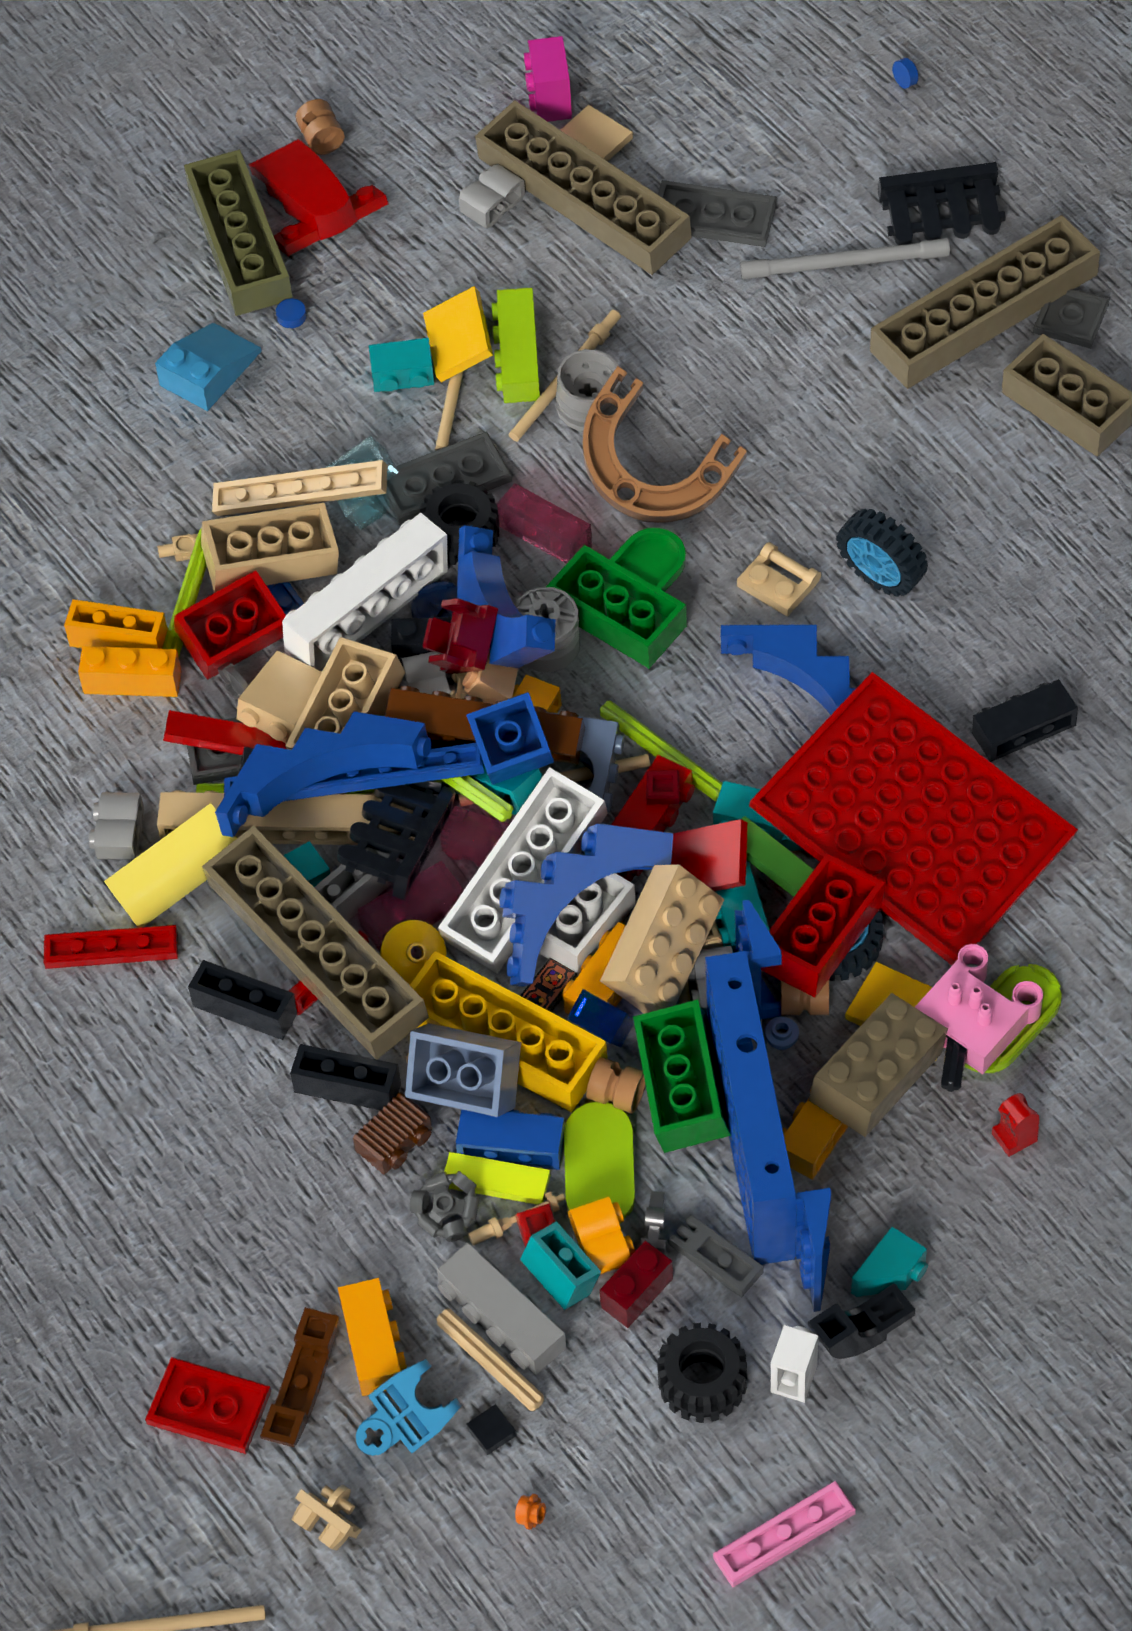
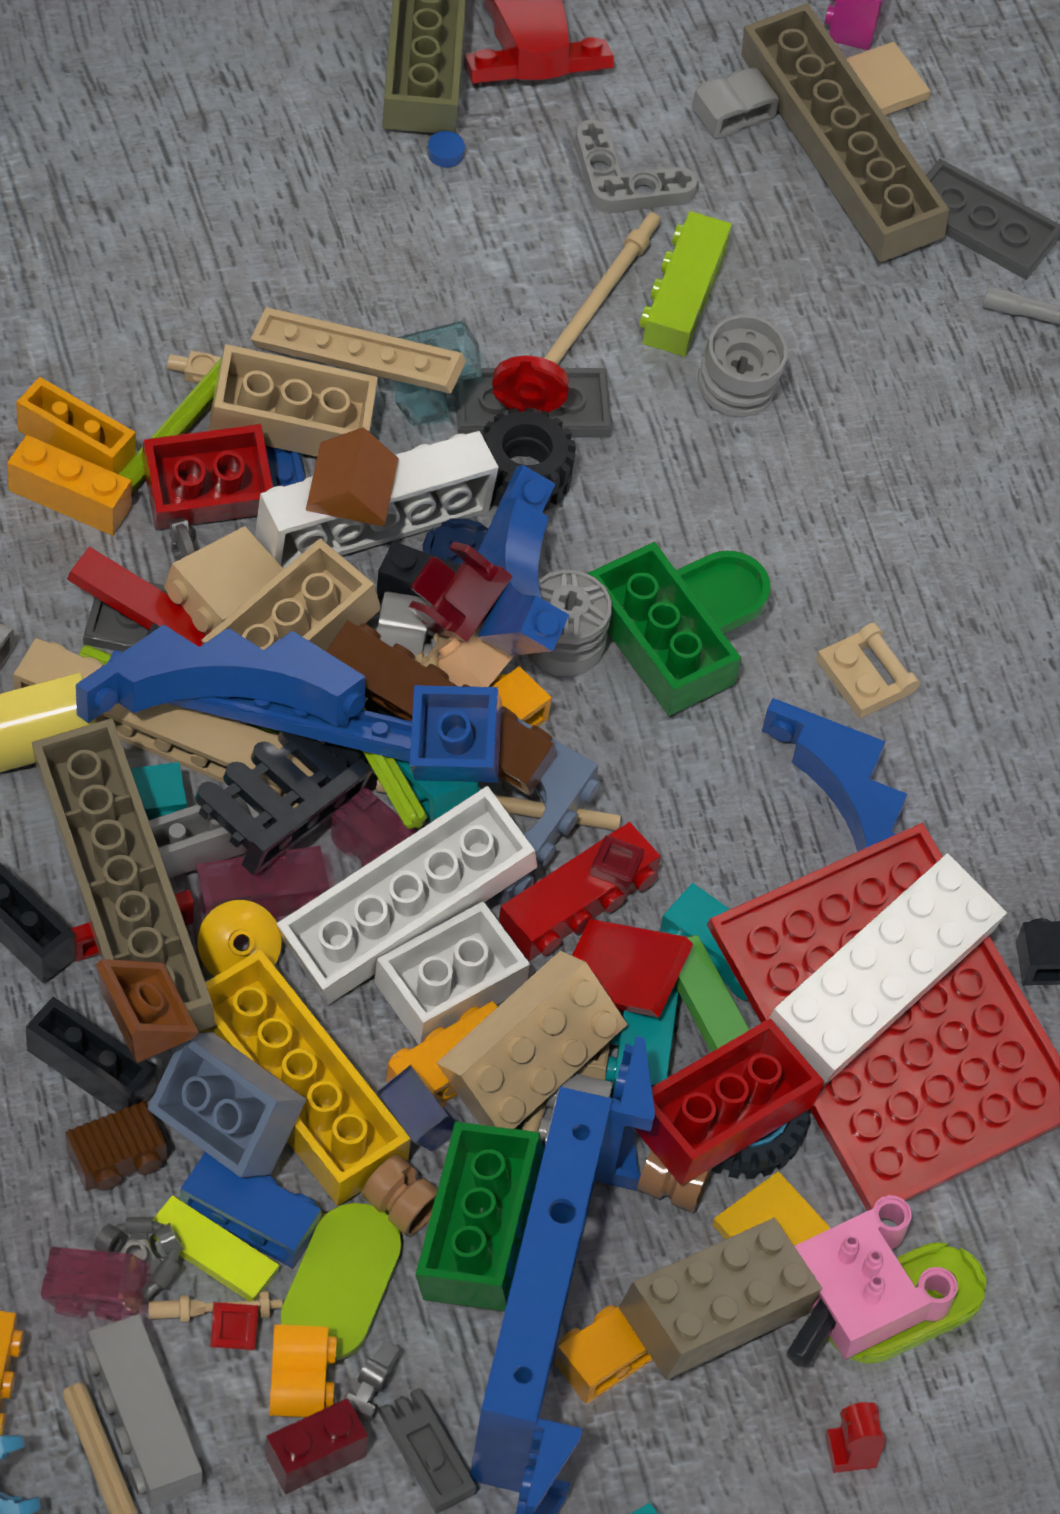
camera: 10 degrees right, 0 degrees up
(205, 364) = (321, 169): dark azure slope -> none
(345, 583) = (353, 478): none -> dark orange slope
(376, 1021) = (145, 1006): none -> dark orange slope
(401, 365) = (543, 255): teal brick -> none
(424, 1234) = (94, 1282): none -> clear pink brick
(428, 289) = (616, 182): none -> light grey beam
(439, 464) = (530, 383): none -> red tile
(457, 334) = (622, 244): yellow tile -> none
(537, 905) = (450, 921): blue arch -> none
(543, 523) = (620, 498): clear pink brick -> none
(549, 985) = (376, 1044): tile -> none
(560, 1265) = (236, 1386): teal brick -> none
(597, 336) = (784, 308): tan bar -> none
(650, 502) = (756, 522): medium nougat piece -> none
(658, 746) = (638, 813): lime axle -> none
(781, 1041) = (628, 1222): medium blue plate -> none
(882, 552) = (999, 686): black wheel -> none
(894, 783) = (887, 967): none -> white brick

